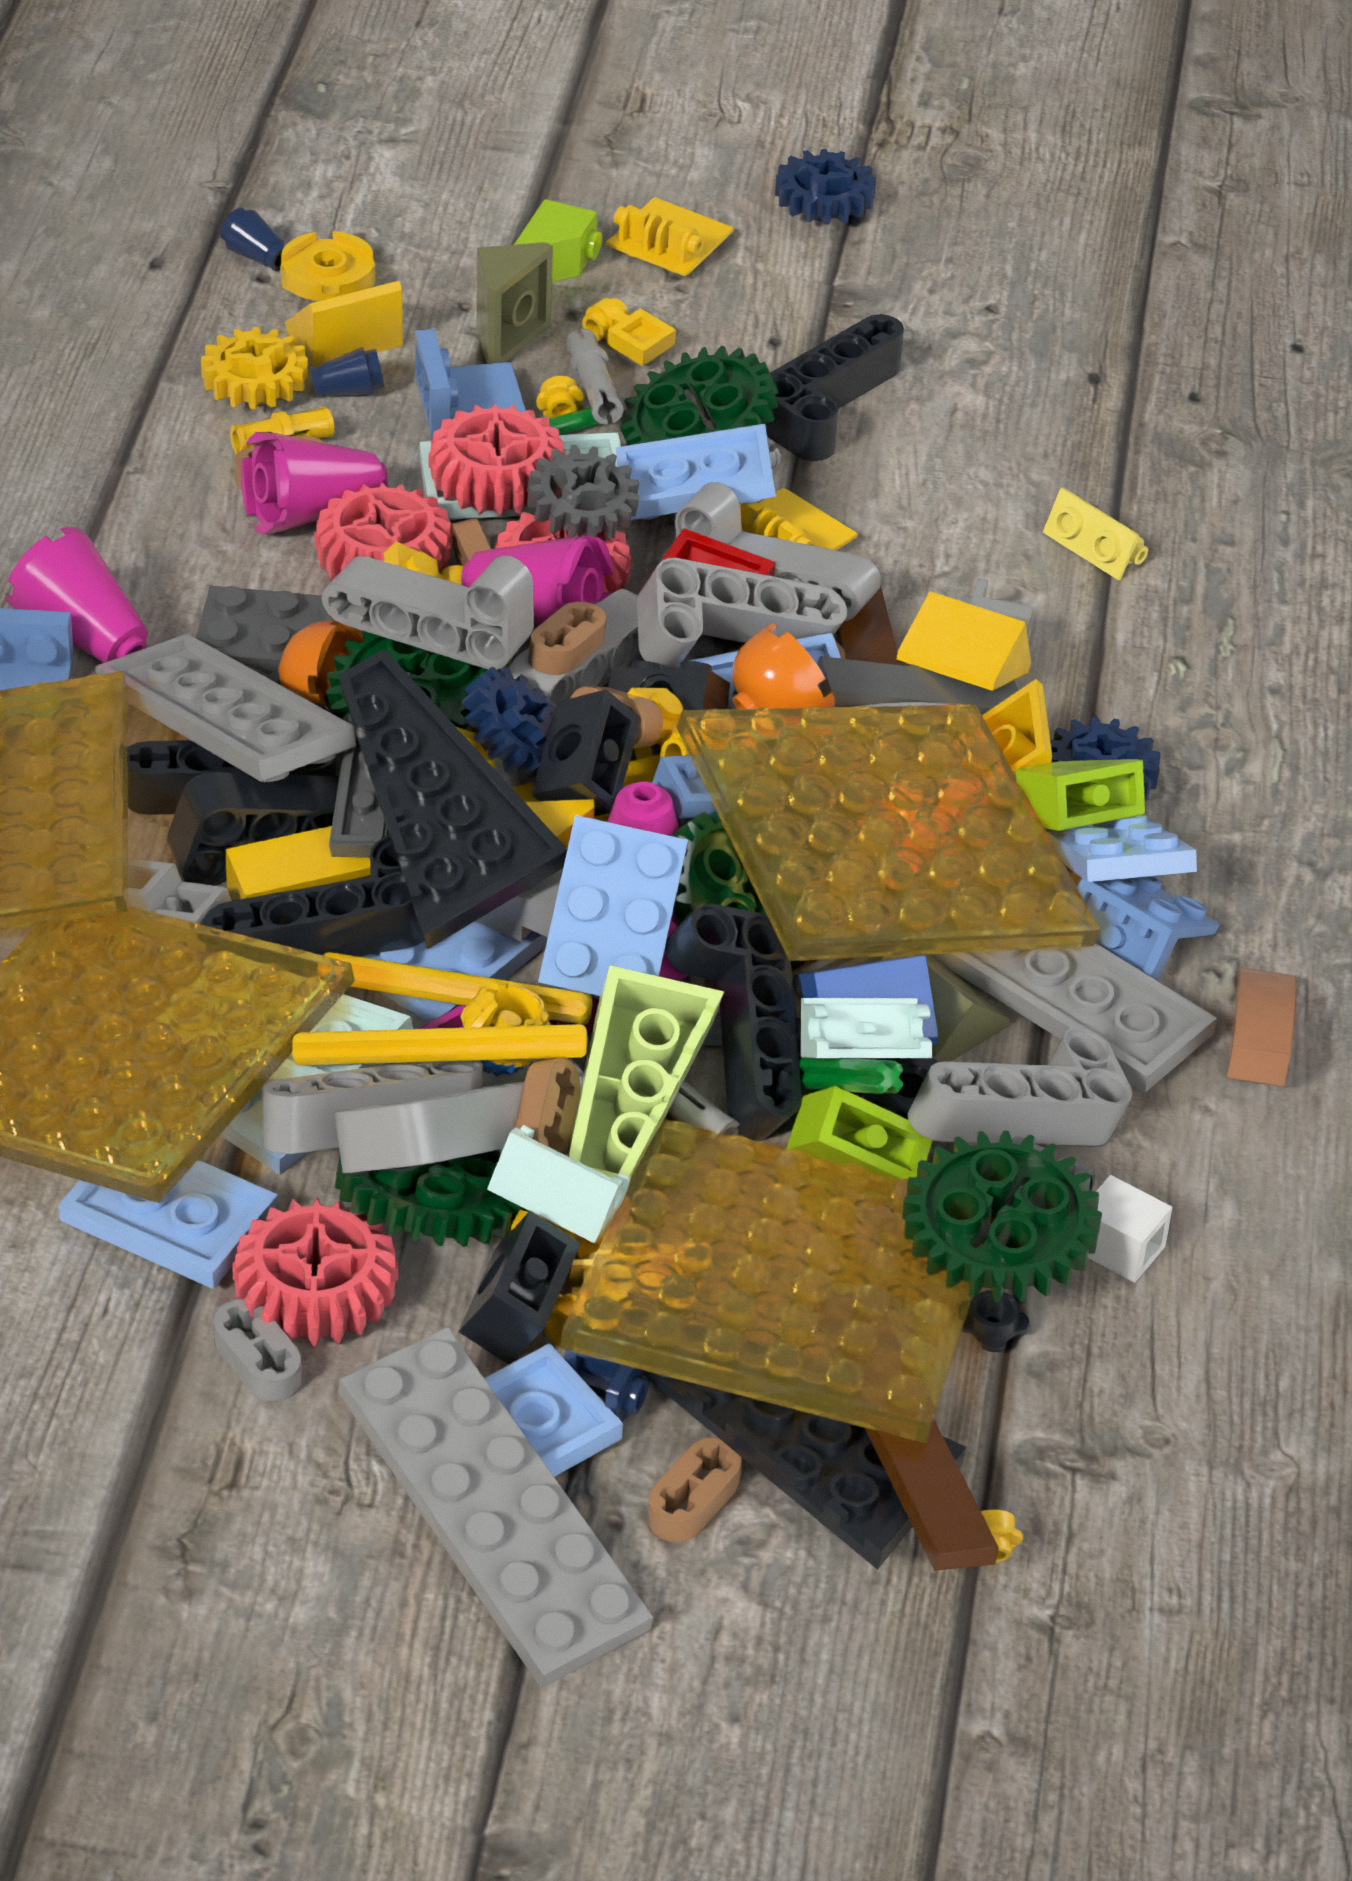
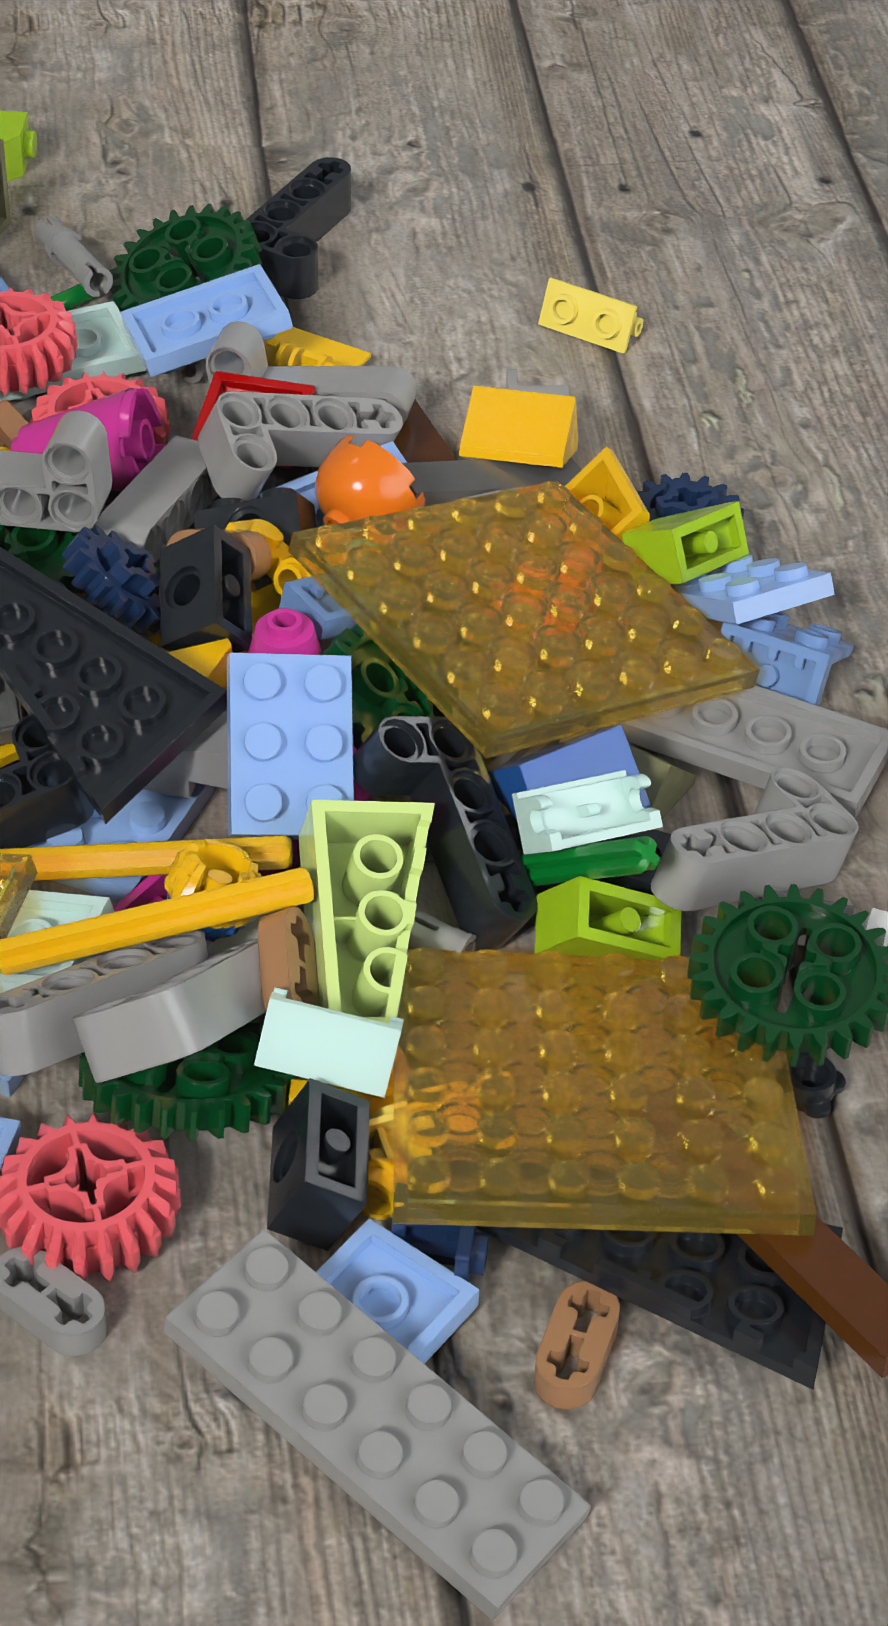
camera: 15 degrees left, 0 degrees up
(559, 396) = (45, 277): yellow plate -> none
(567, 638) = (145, 488): medium nougat beam -> none
(583, 493) = (107, 354): dark grey gear -> none
(633, 335) = (97, 215): yellow plate -> none
(667, 235) = (95, 127): yellow hinge -> none
(825, 186) = (227, 63): dark blue gear -> none

